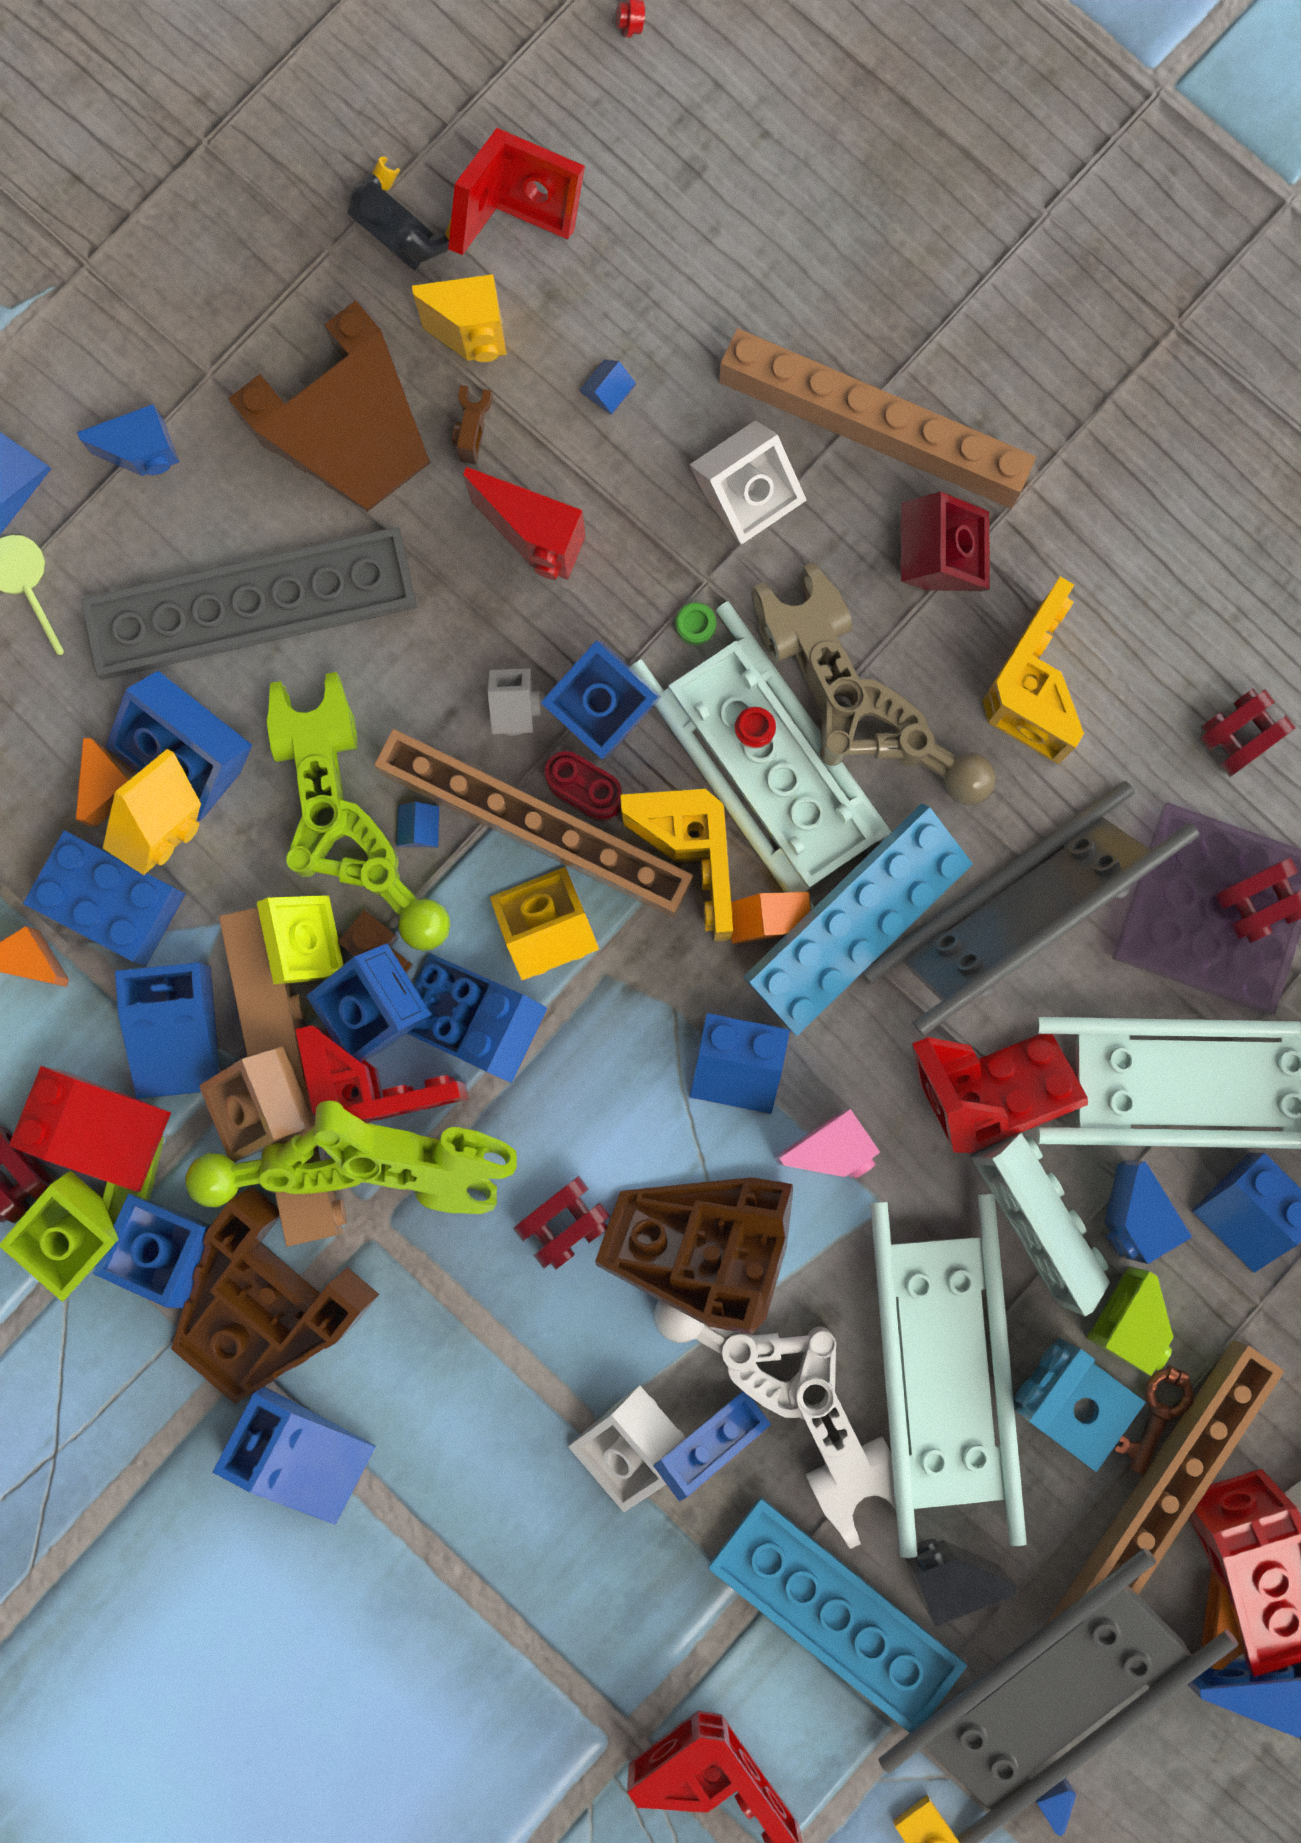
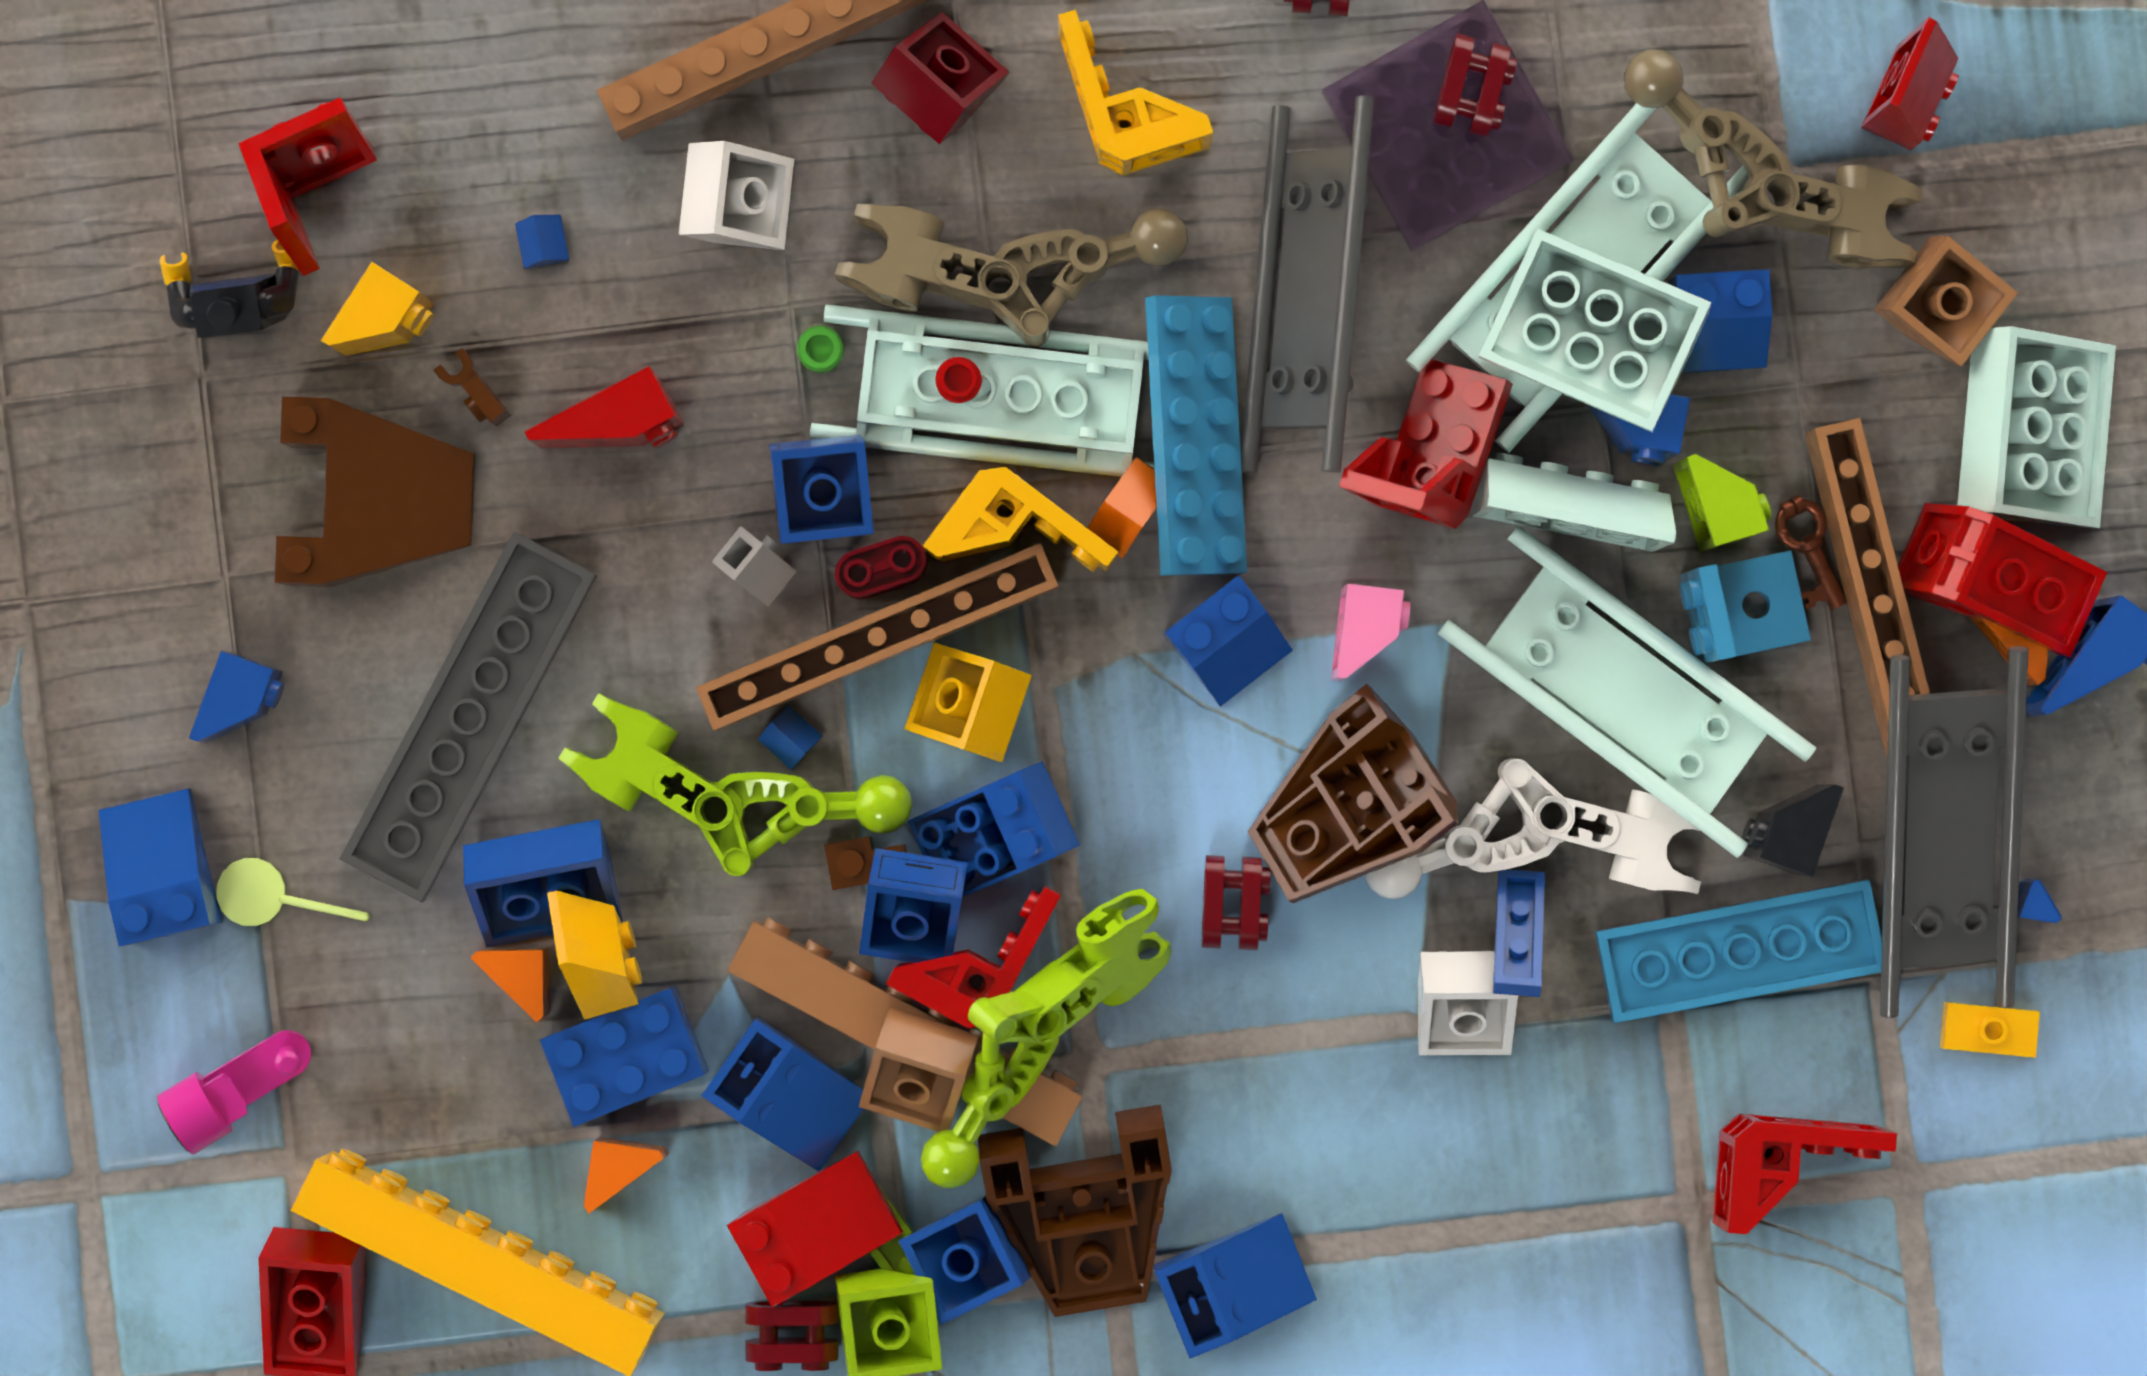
camera: 55 degrees left, 5 degrees up
(300, 938) = (806, 917): neon yellow plate -> none
(1180, 1128) = (1595, 330): none -> light aqua slope

